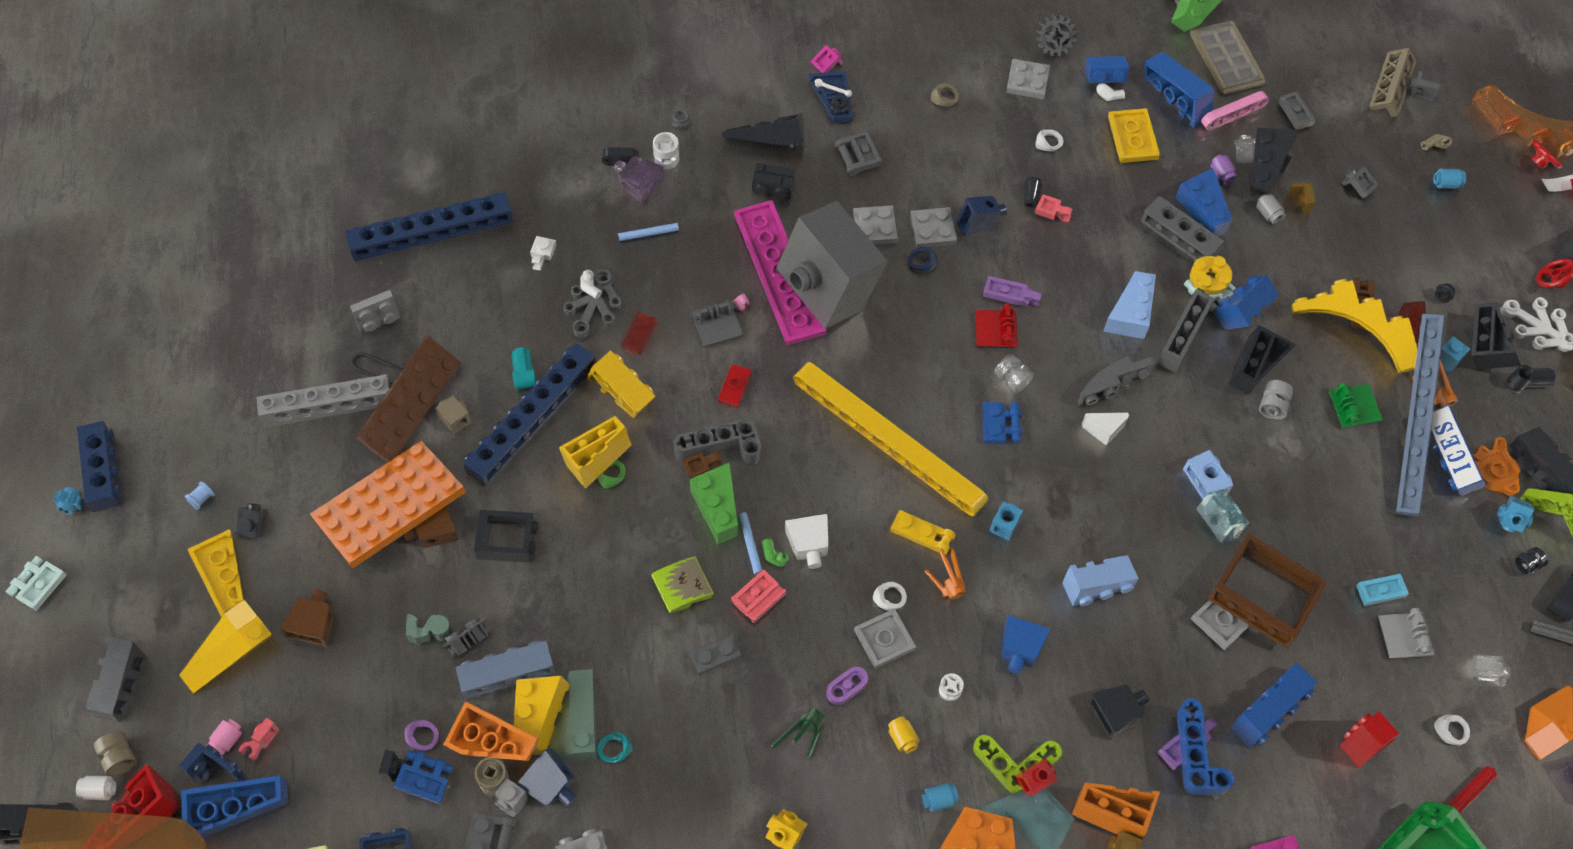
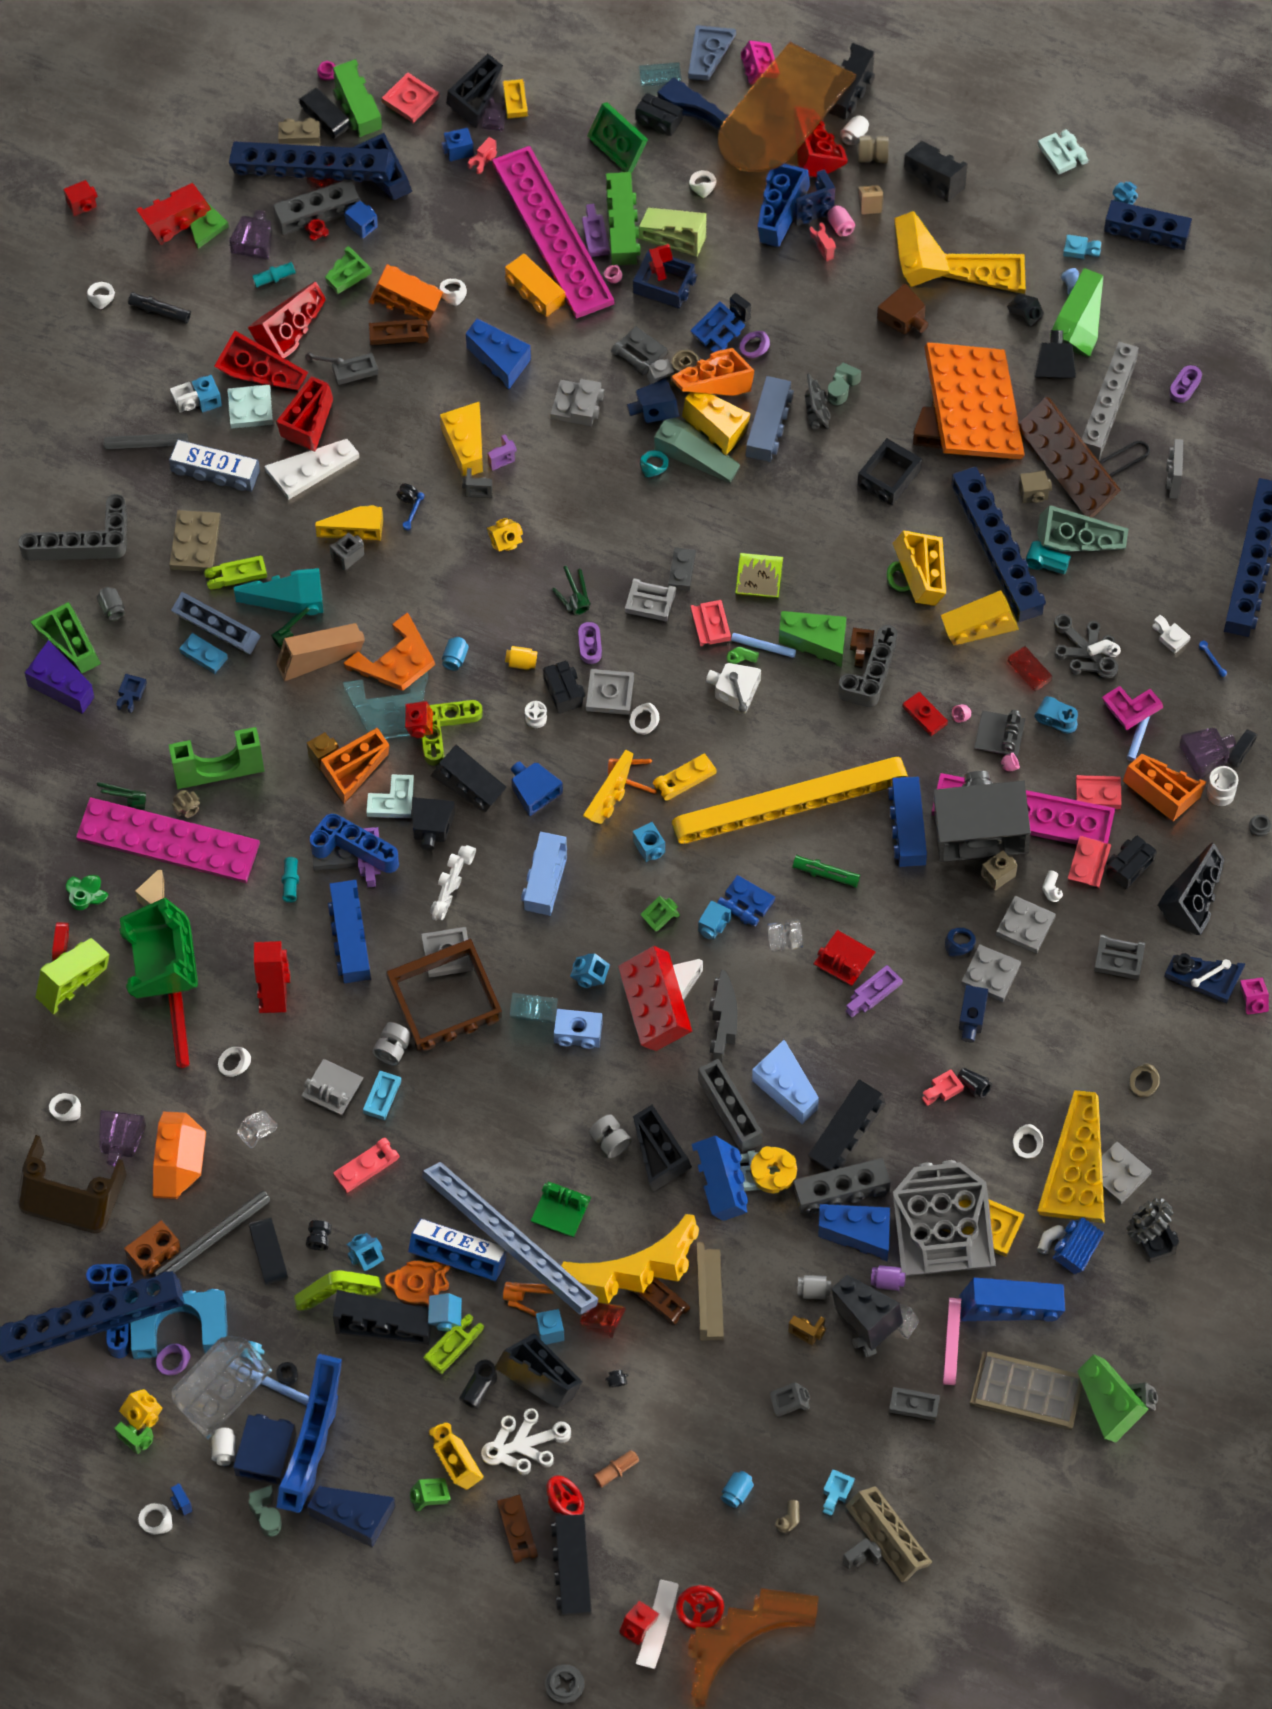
camera: 125 degrees right, 0 degrees up
(152, 514) = (1078, 246): none -> medium azure plate
(178, 726) = (870, 199): none -> tan slope
(245, 466) = (1082, 313): none -> bright green wedge
(272, 355) = (1184, 385): none -> medium lavender plate
(303, 460) = (1055, 358): none -> black torso
(486, 360) = (1076, 532): none -> sand green wedge
(536, 227) = (1203, 646): none -> blue hinge
(637, 240) = (1131, 711): none -> dark pink plate
(674, 288) = (1056, 714): none -> dark azure piece
(695, 185) = (1162, 787): none -> orange wedge
(717, 358) = (960, 710): none -> bright pink hinge
(723, 233) = (1099, 790): none -> coral plate
(774, 660) = (647, 604): none -> light grey plate
(791, 204) = (1089, 861): none -> coral plate
(808, 536) = (734, 677): none -> dark grey hinge
(847, 341) = (908, 821): none -> blue brick
(908, 679) = (563, 686): none -> black brick
(935, 386) = (801, 862): none -> green pin
(993, 570) = (611, 791): none -> yellow wing
(1039, 432) = (713, 920): none -> dark azure brick
(1052, 96) = (1075, 1175): none -> yellow wing
(1060, 701) = (468, 779): none -> black wedge
(1062, 475) = (660, 912): none -> bright green bracket
(1120, 750) = (397, 803): none -> light aqua plate
(1135, 246) = (847, 1126): none -> black wedge
(1145, 428) = (655, 998): none -> red brick
(1156, 153) = (937, 1254): none -> light grey hinge
(1156, 494) = (589, 970): none -> dark azure brick
(1172, 642) = (451, 881): none -> white plant
(1262, 795) = (290, 879): none -> teal pin
(1331, 271) = (709, 1293): none -> dark tan fence
(1337, 607) = (391, 1044): none -> light grey wheel
(1395, 124) = (837, 1489): none -> medium azure plate
(1444, 566) = (365, 1165): none -> coral plate
(1503, 259) = (616, 1468): none -> nougat axle
(1510, 425) = (445, 1311): none -> dark azure brick
(1518, 414) = (452, 1345): none -> lime hinge

